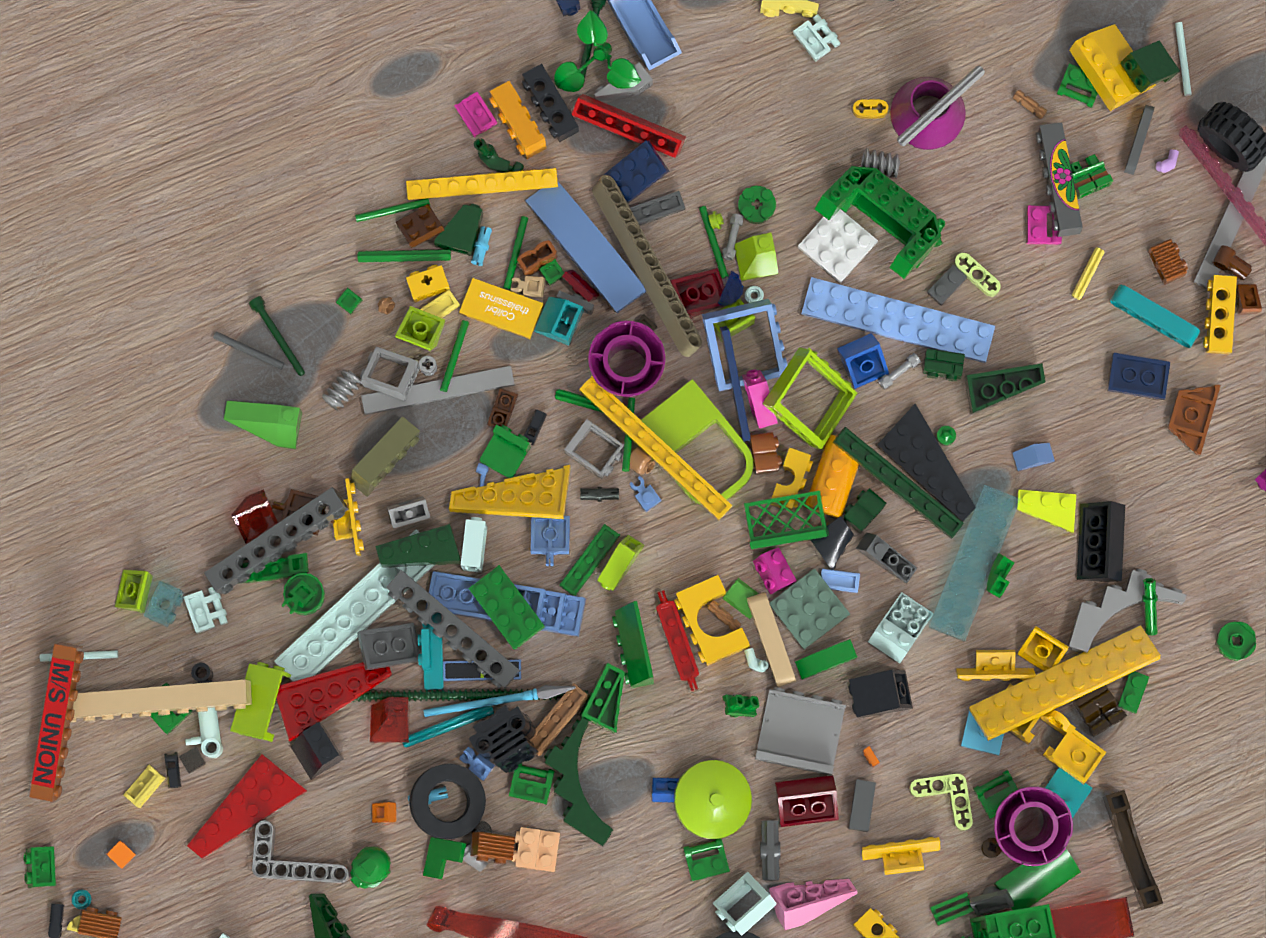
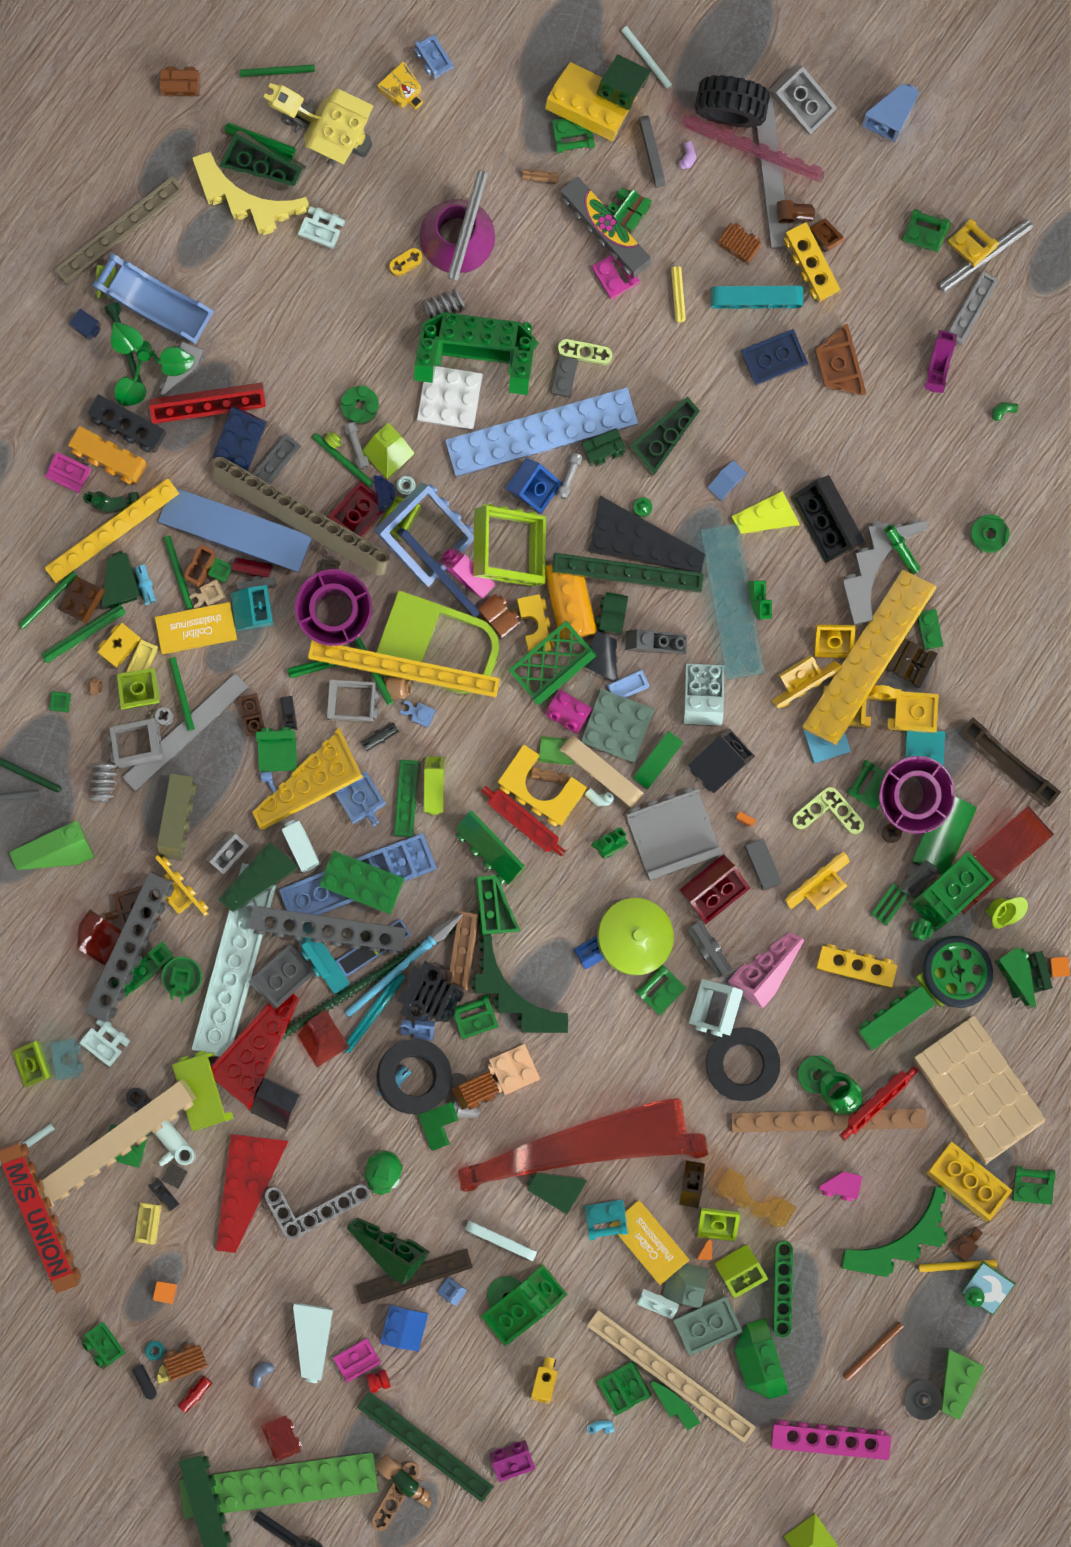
camera: 35 degrees left, 5 degrees up
(384, 812) = (365, 1118): orange slope -> none

